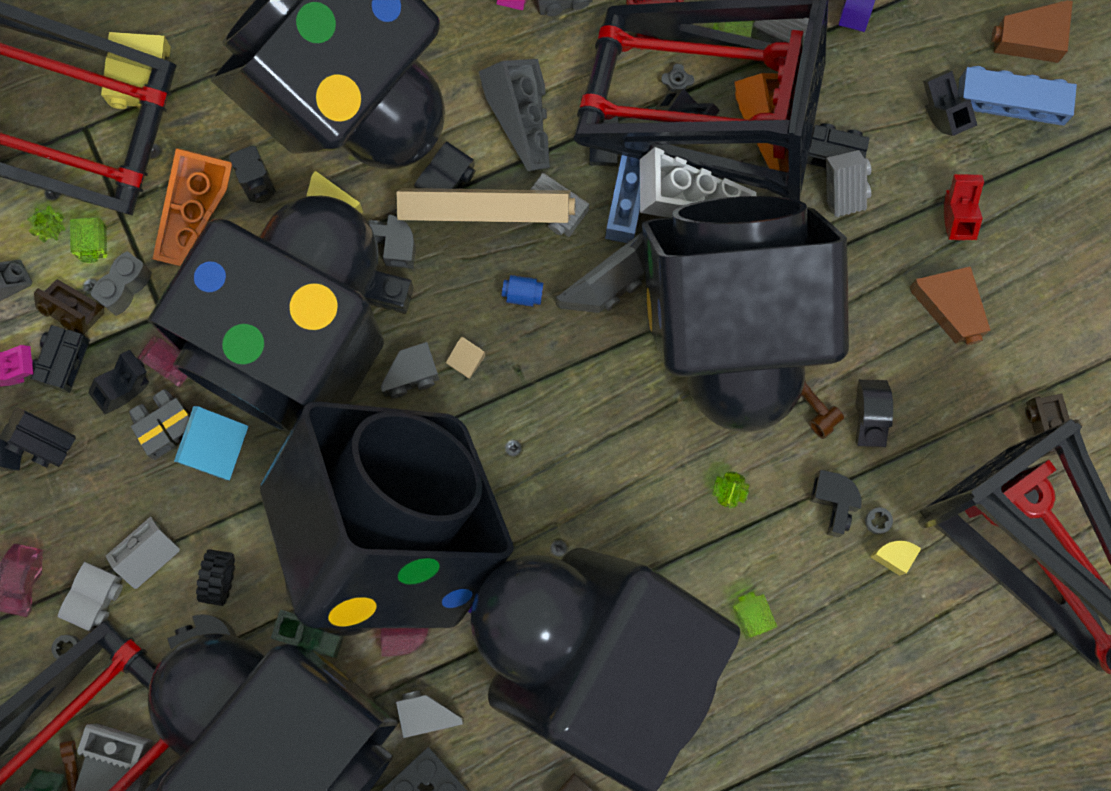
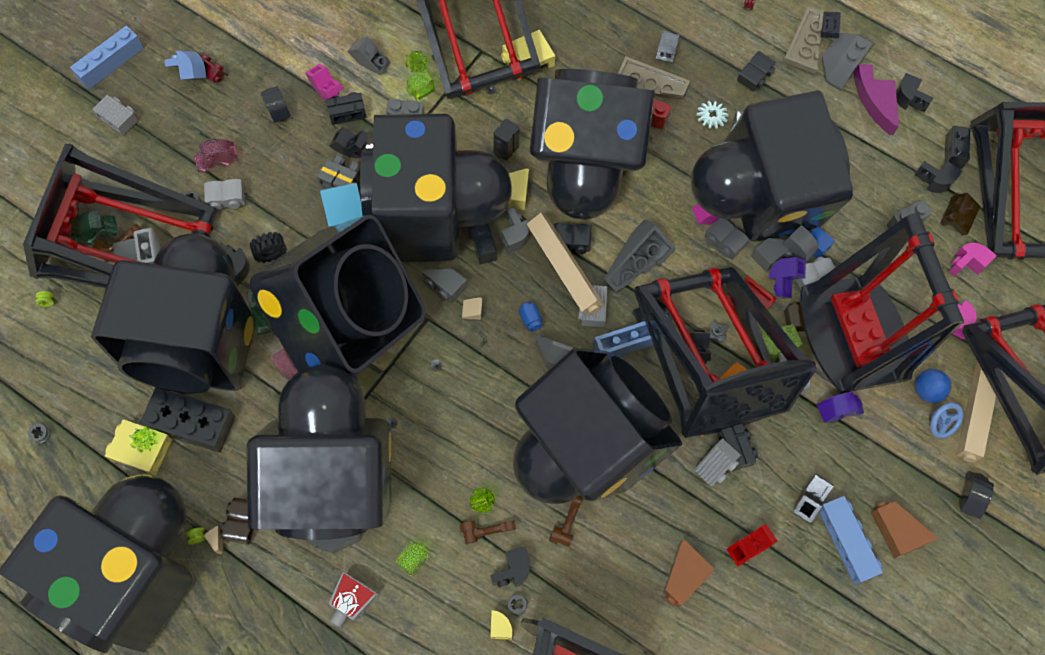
camera: 60 degrees right, 10 degrees down
(37, 437) = (295, 119): black brick -> none
(68, 307) = (376, 95): dark brown bracket -> none
(142, 553) = (262, 206): light grey panel -> none
(191, 198) = (479, 116): orange wedge -> none
(424, 714) = (250, 400): light grey slope -> none
(671, 183) = (646, 358): white wedge -> none
(761, 525) = (471, 532): none -> reddish brown brick
(764, 719) = (350, 600): none -> torso
(875, 412) = (582, 561): black brick -> none

